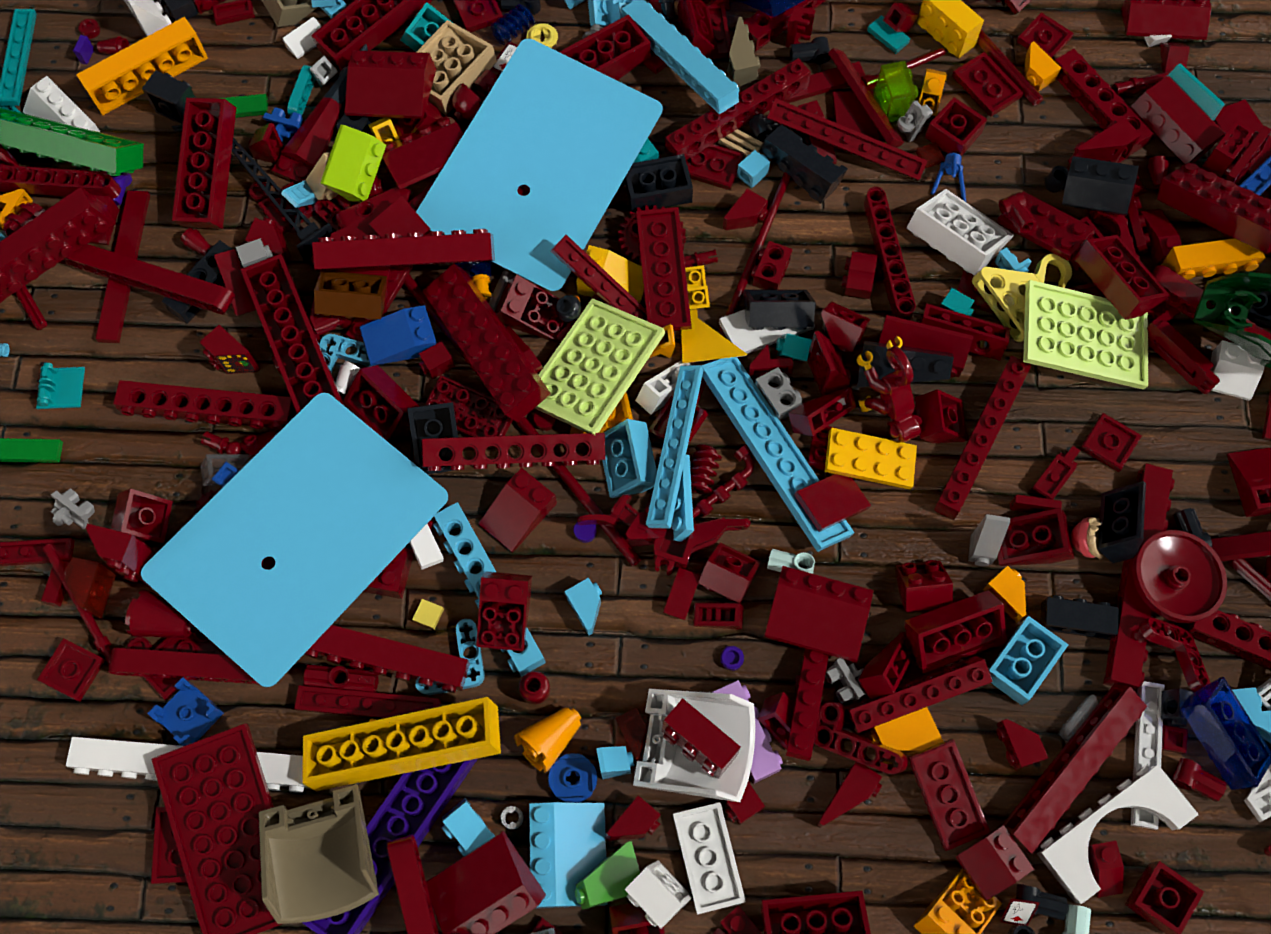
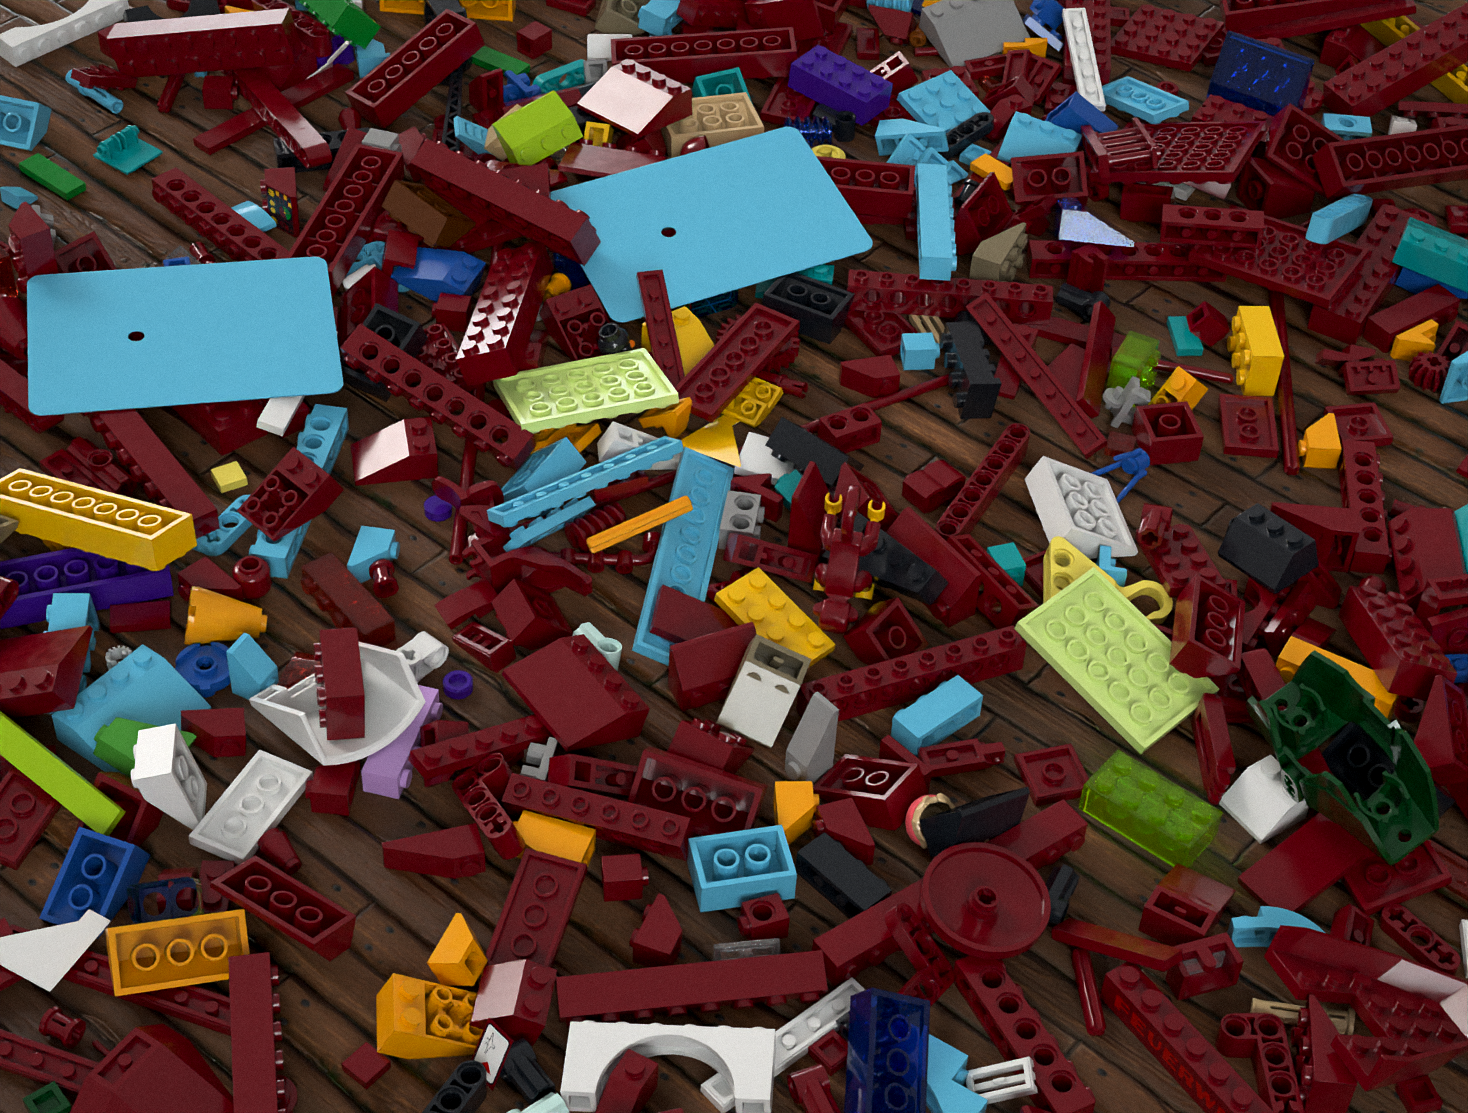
camera: 35 degrees right, 25 degrees down
(22, 488) = (16, 195): none -> medium azure slope
(71, 282) = (219, 92): none -> dark red brick
(126, 199) = (329, 64): none -> white piece
(153, 171) = (370, 57): none -> medium azure slope
(213, 379) = (255, 215): none -> medium azure slope
(247, 68) = (534, 40): none -> dark red brick
(357, 341) = (399, 250): none -> dark red panel
(488, 774) = (140, 616): none -> dark red tile
(515, 714) = (208, 576): none -> dark red slope
(610, 655) = (347, 600): none -> clear red brick
(611, 616) = (384, 581): none -> dark red bush
(693, 658) = (424, 654): none -> white piece
(735, 452) = (639, 524): none -> light orange axle
(757, 875) = (279, 850): none -> dark red cone
(878, 526) = (707, 665): none -> dark red slope
(924, 522) = (763, 690): none -> slope
(933, 856) = (458, 955): none -> light orange slope
(964, 721) = (623, 877): none -> dark red brick
(1019, 454) = (936, 715): none -> medium azure brick
(1046, 580) = (844, 823): none -> dark red slope
(1071, 677) = (764, 918): none -> dark red brick
(1188, 429) = (1150, 810): none -> clear neon green brick

